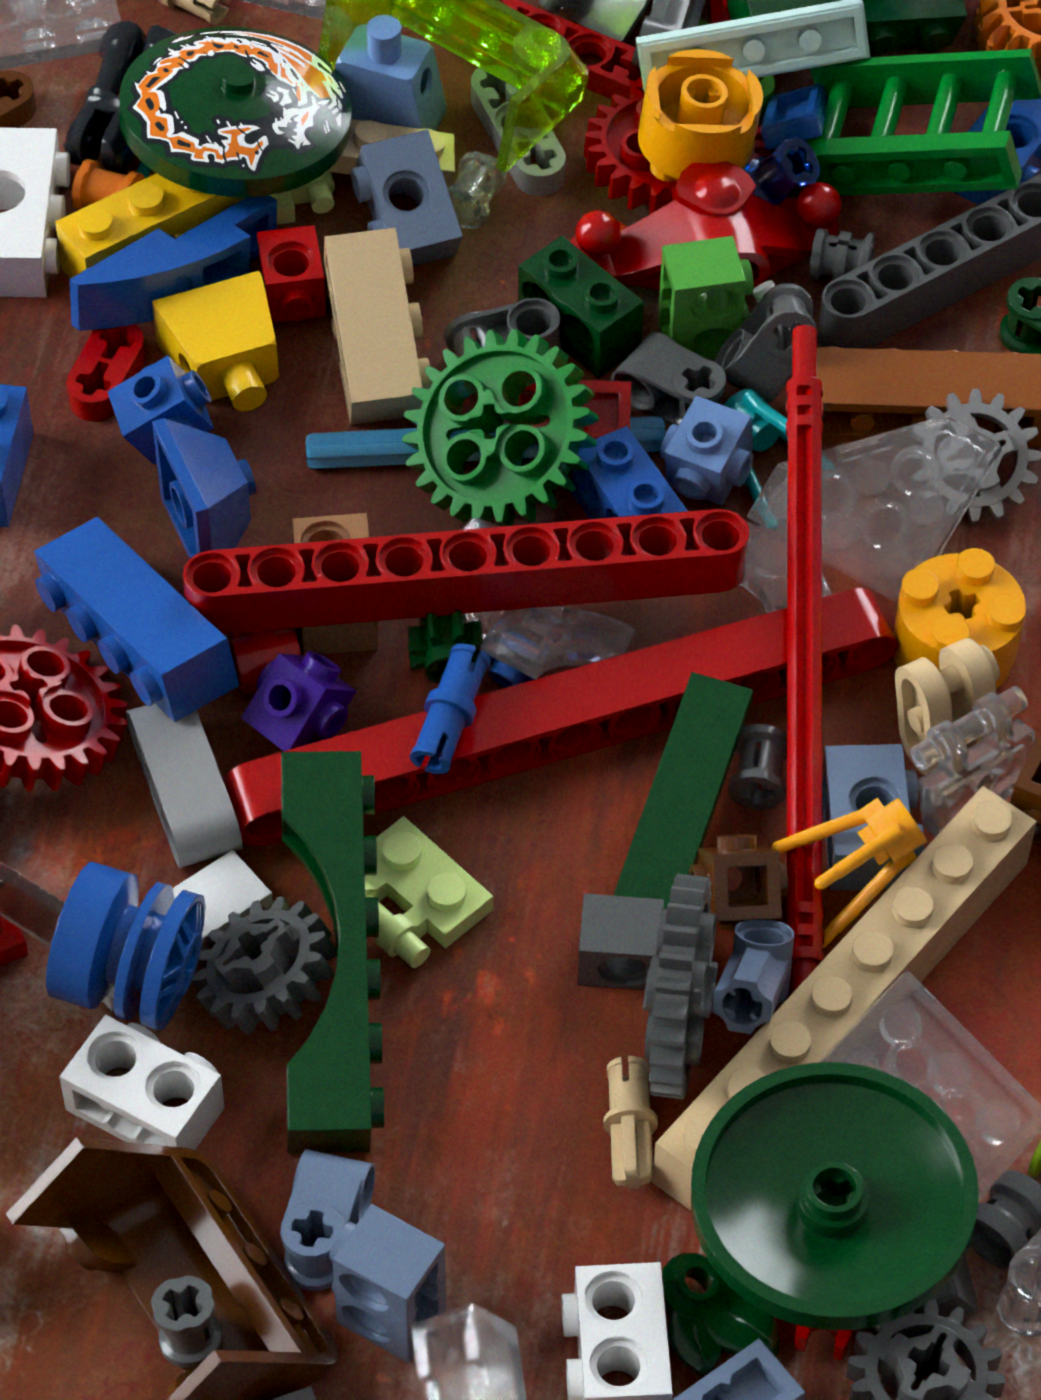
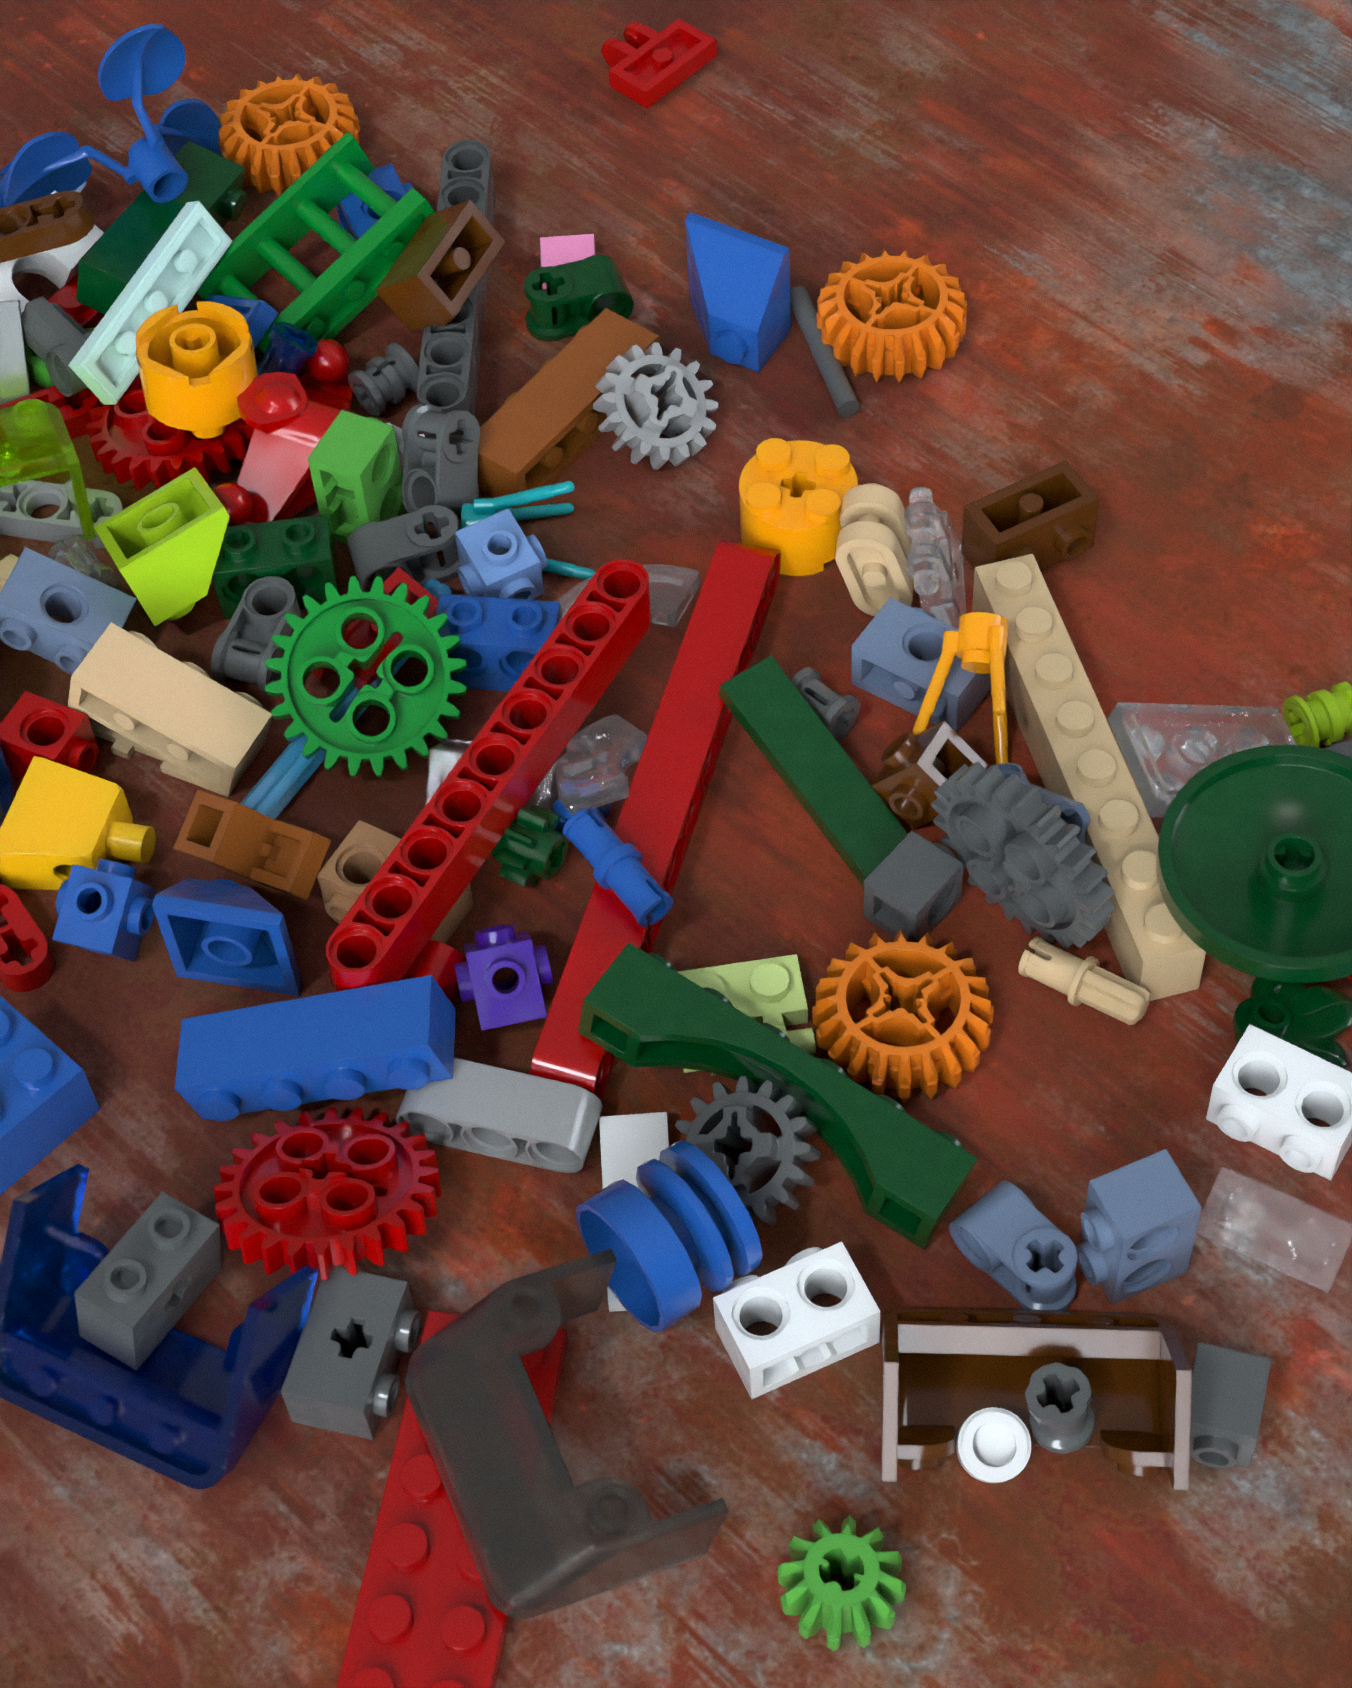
camera: 50 degrees left, 0 degrees up
(126, 1296) = (993, 1445): none -> white tile
(291, 457) = (252, 845): none -> dark orange brick
(510, 1034) = (898, 1037): none -> orange gear
(513, 216) = (168, 545): none -> lime slope
(804, 651) = (729, 583): red axle -> none
(889, 498) = (649, 485): clear plate -> none
(956, 207) = (440, 266): none -> reddish brown brick

